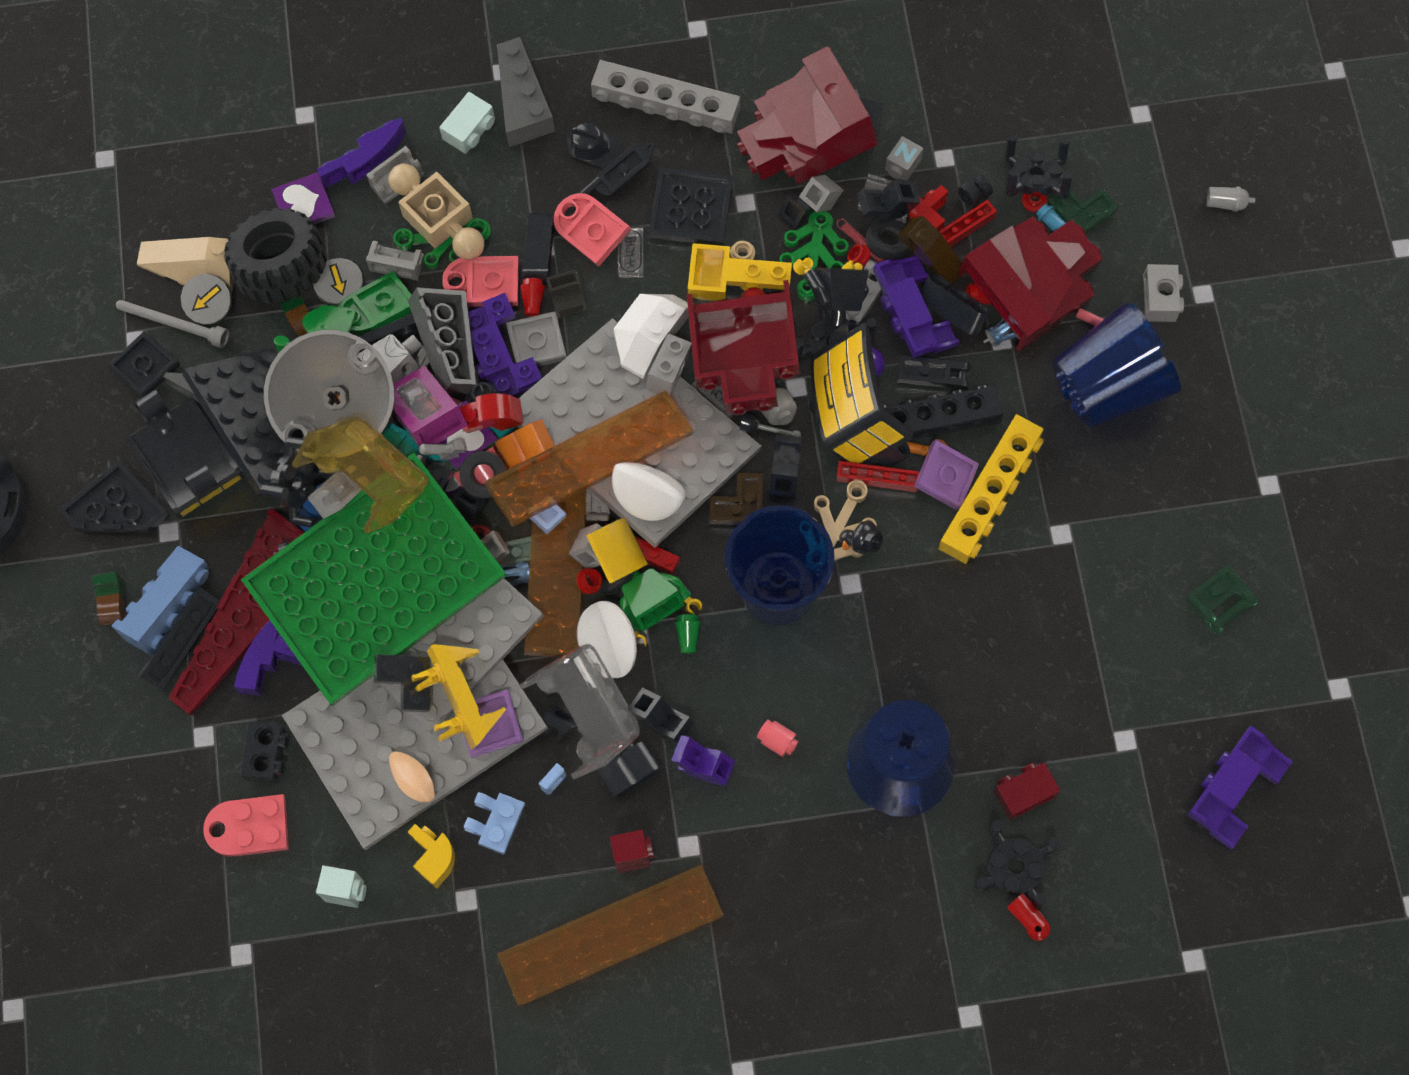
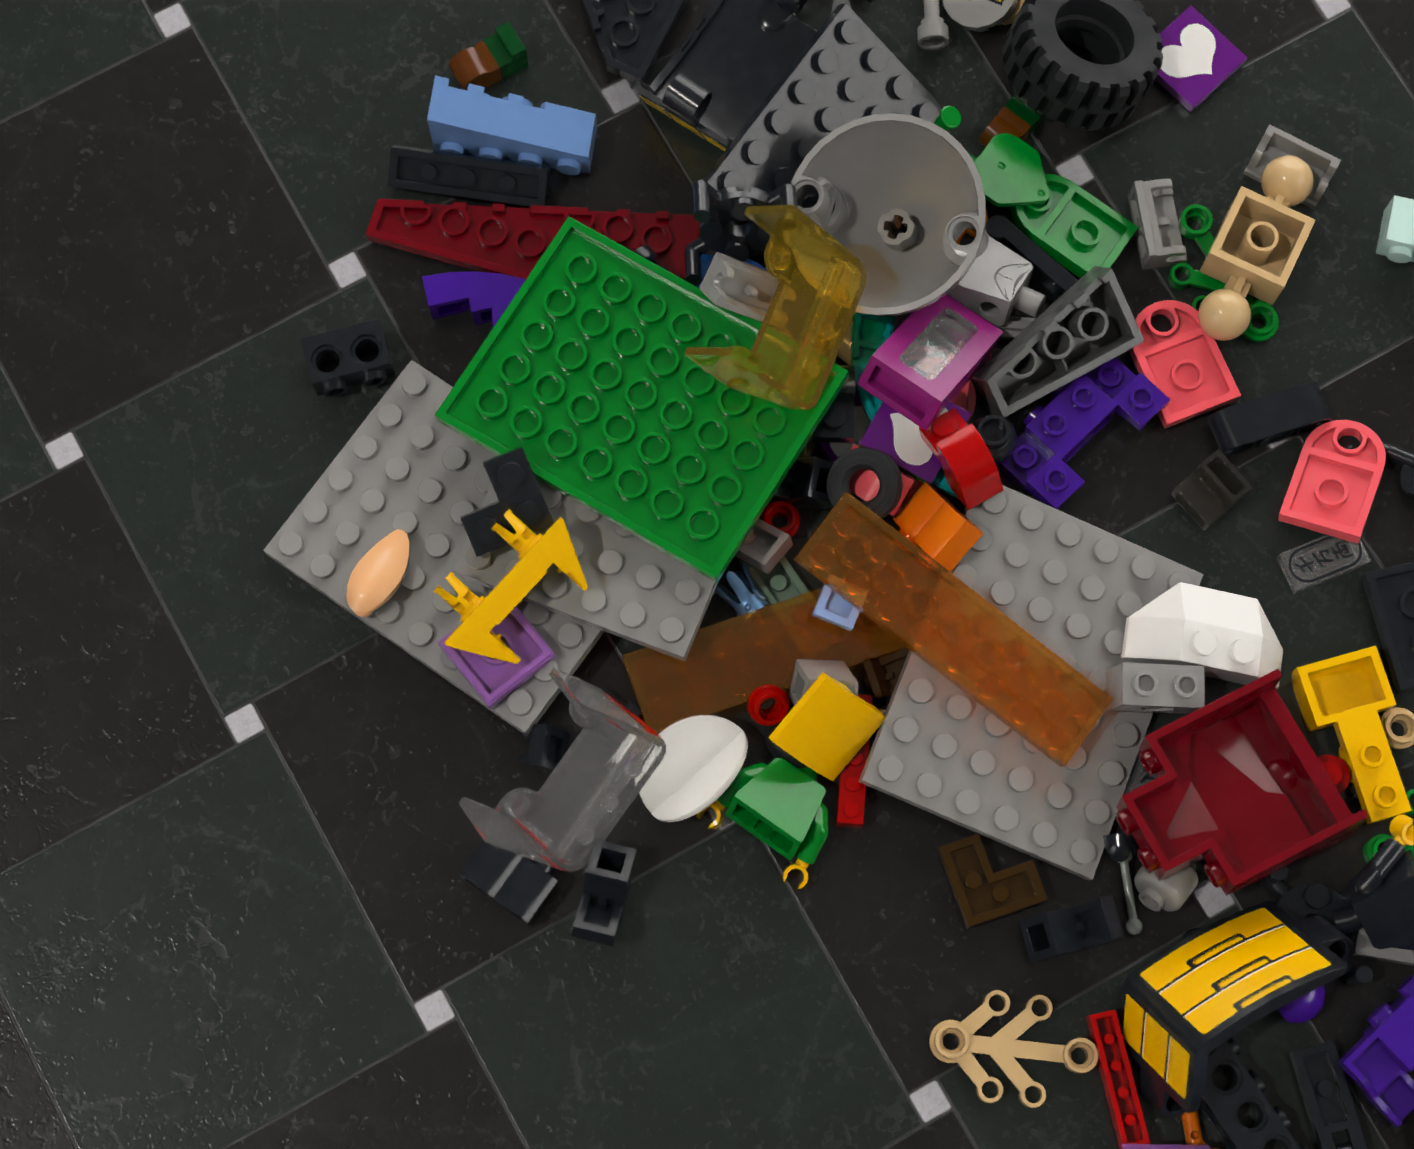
camera: 65 degrees right, 5 degrees up
(250, 826) = (241, 386): coral plate -> none
(338, 281) = (1090, 159): light grey tile -> none
(341, 886) = (190, 542): light aqua brick -> none
(373, 150) = (1315, 120): dark purple slope -> none
(438, 859) = (288, 659): yellow brick -> none
(446, 451) = (876, 418): light grey bar -> none
(501, 822) = (368, 726): light blue plate -> none
(532, 295) = (1188, 442): red cone -> none
(537, 338) = (1121, 478): light grey tile -> none
(552, 779) = (456, 773): light blue tile -> none
(610, 935) = (261, 950): clear orange plate -> none
(631, 851) = (384, 930): dark red brick -> none
(646, 491) = (935, 735): white piece -> none
(688, 632) = (754, 882): green cone -> none
(702, 762) = (560, 982): dark purple brick -> none
(777, 738) = (640, 1081): coral brick -> none
(781, 546) = (912, 947): clear blue cone -> none
(862, 539) = (1003, 1095): black animal -> none

